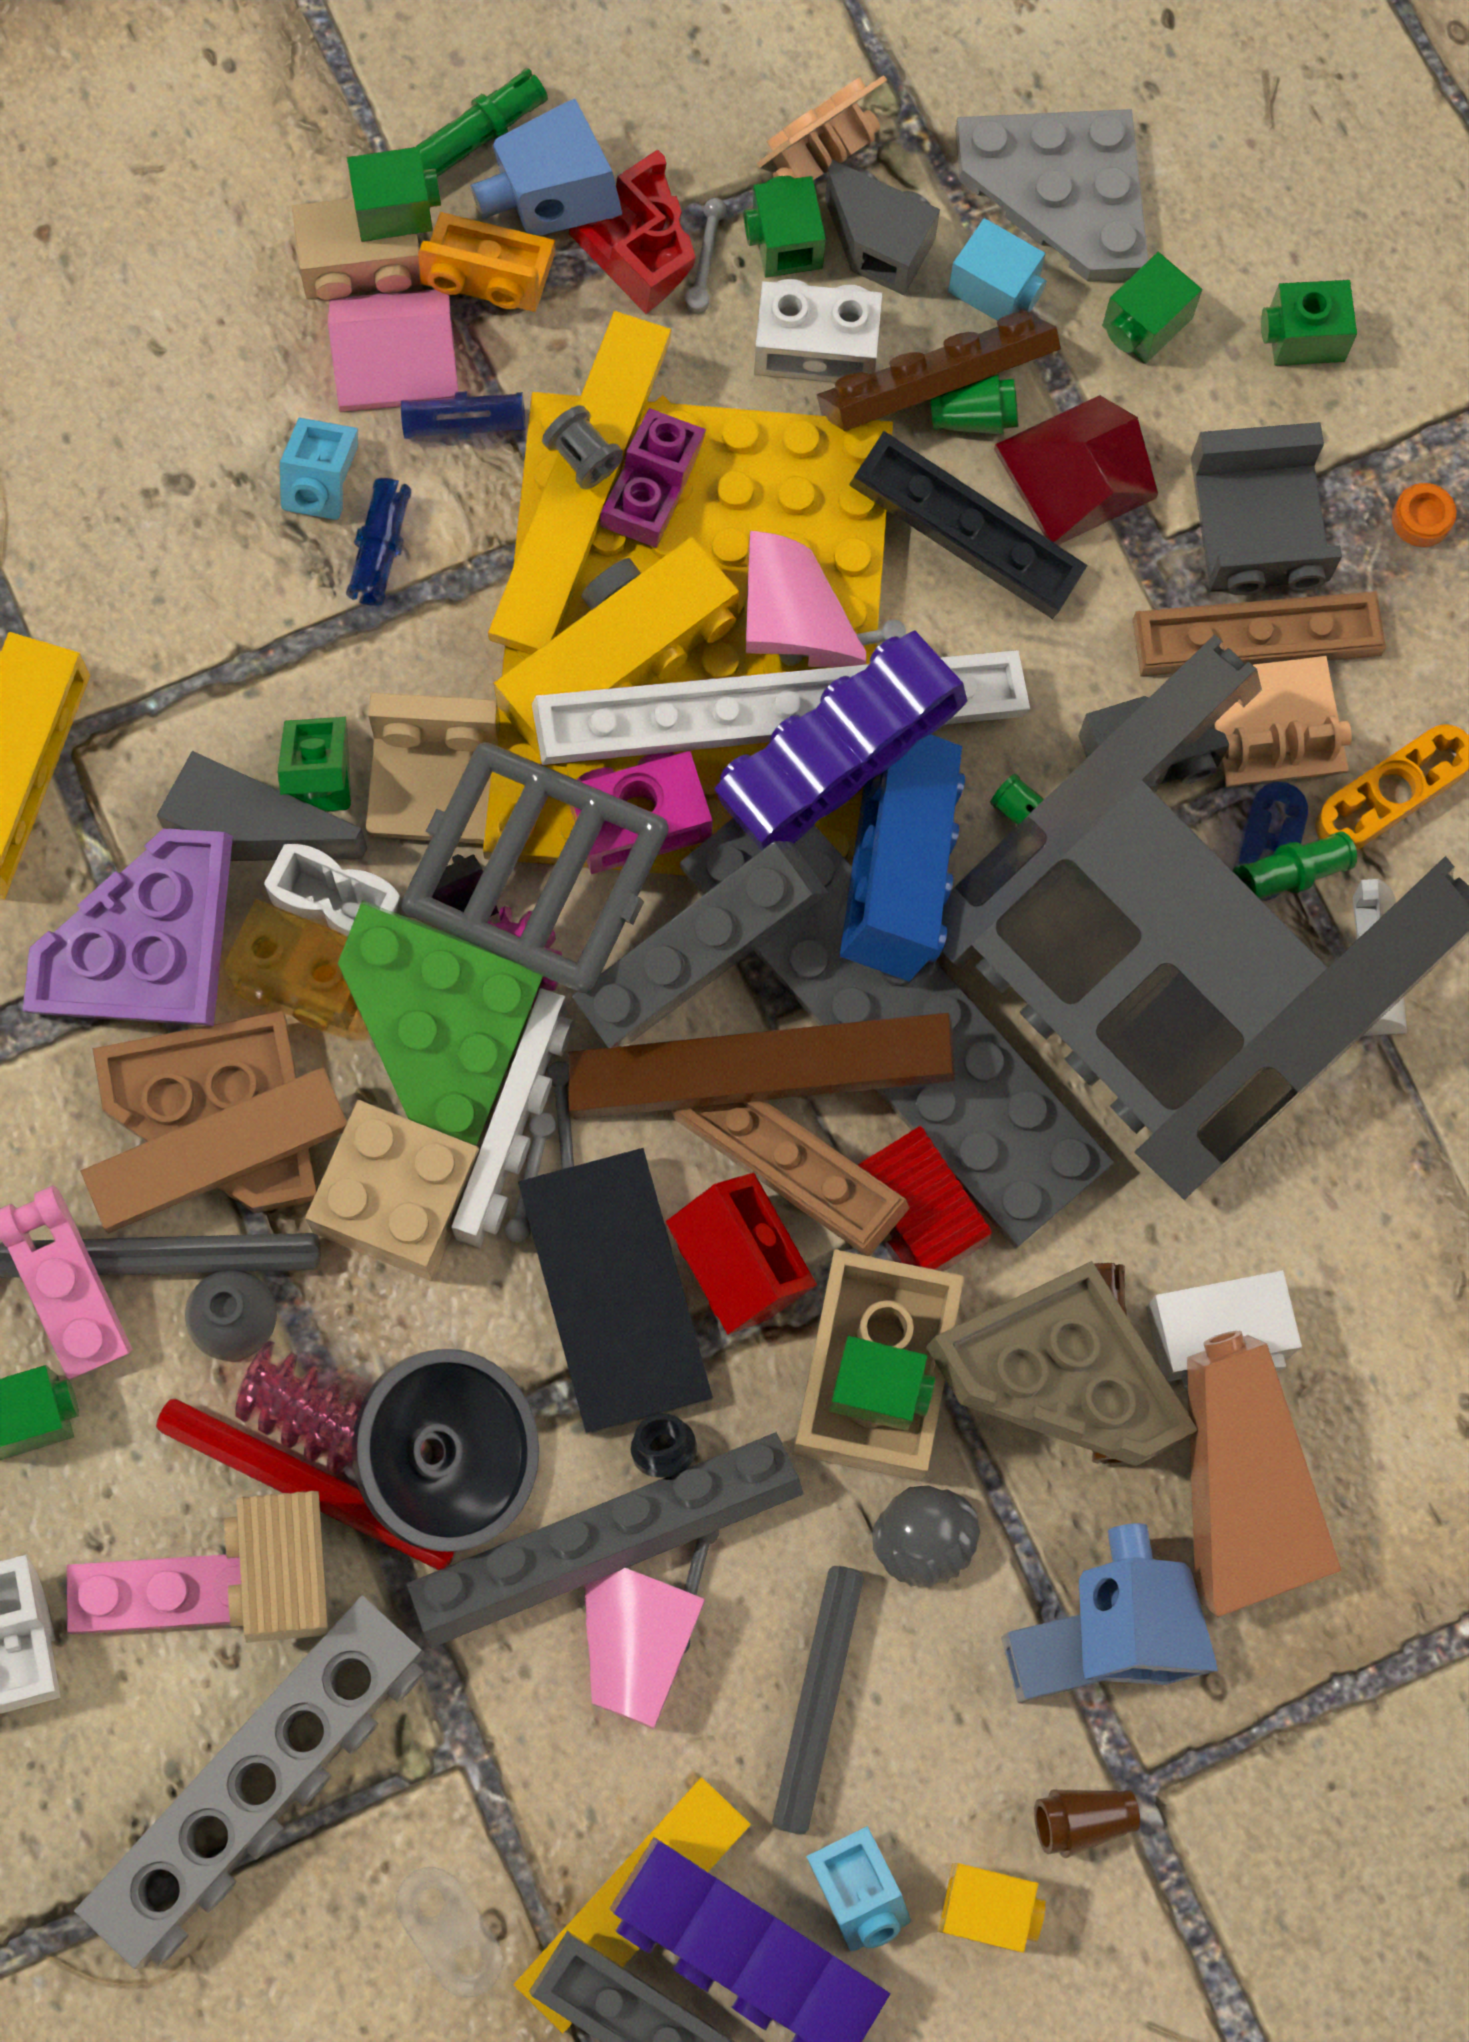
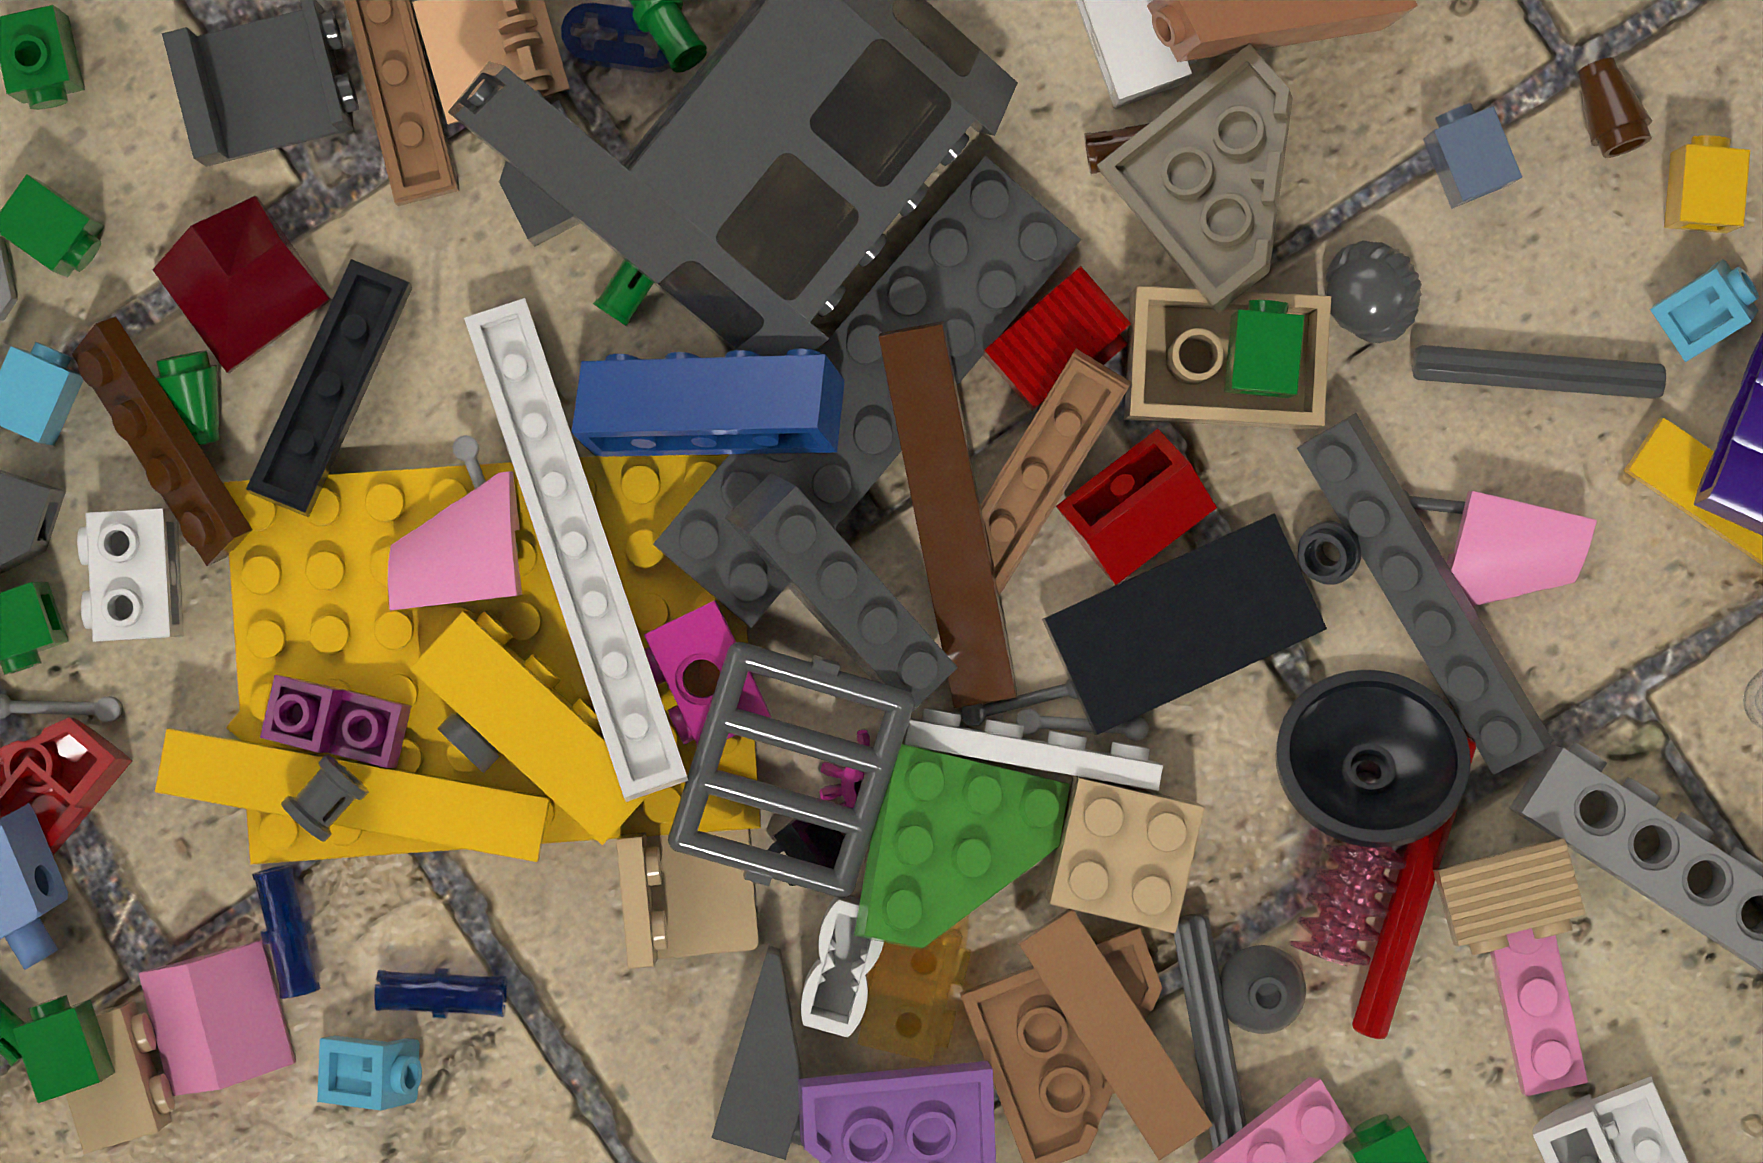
camera: 95 degrees left, 15 degrees up
(316, 762) = (692, 1014): green slope -> none
(486, 262) = (108, 937): light orange bracket -> none
(843, 743) = (618, 481): dark purple brick -> none
(1142, 1616) = (1427, 77): medium blue torso -> none

